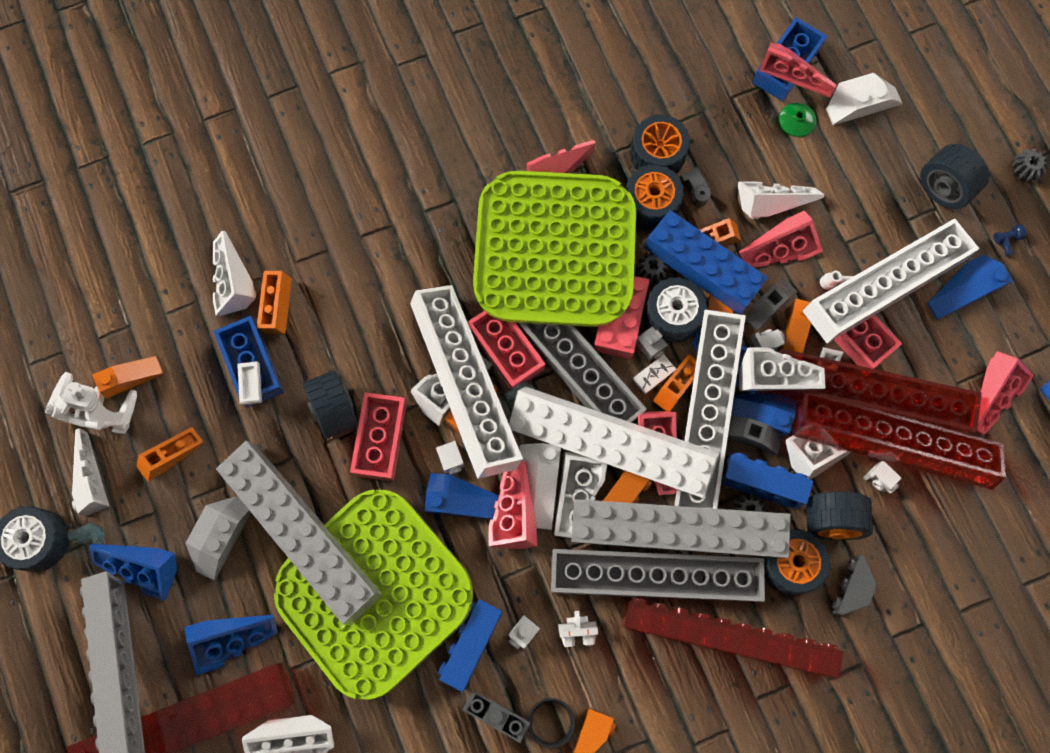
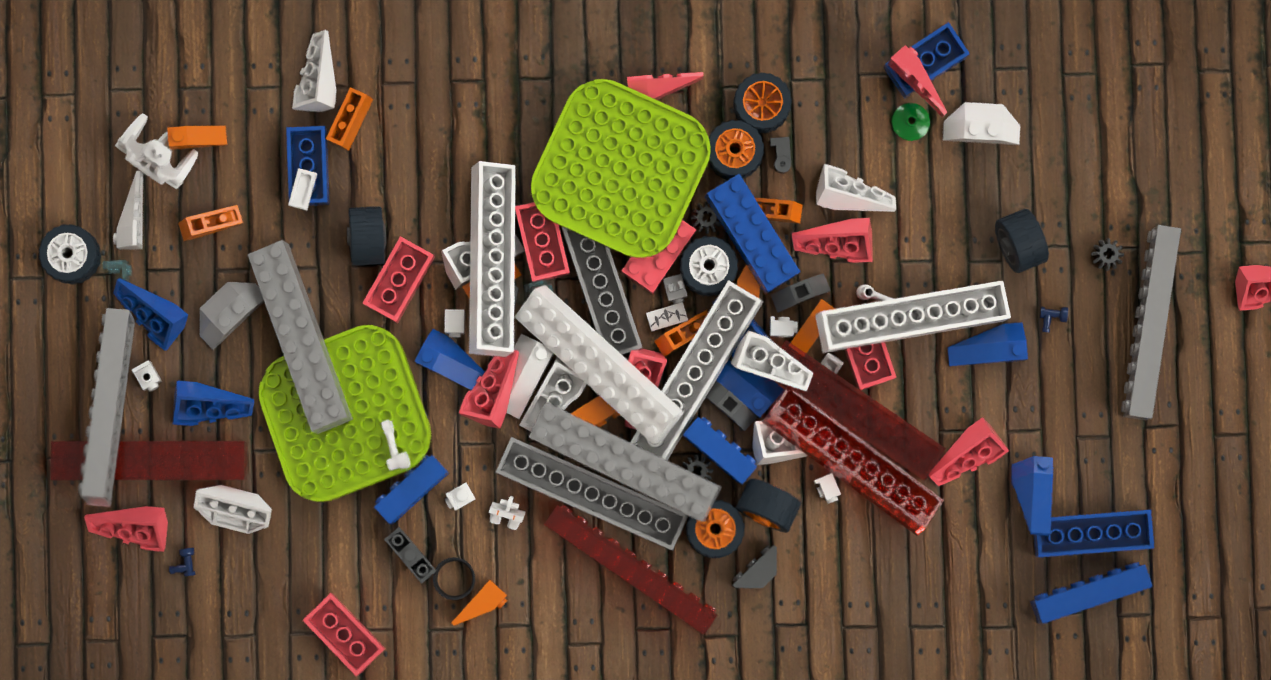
camera: 20 degrees right, 10 degrees up
(161, 634) = (141, 370): none -> white brick
(445, 619) = (397, 460): none -> white brick

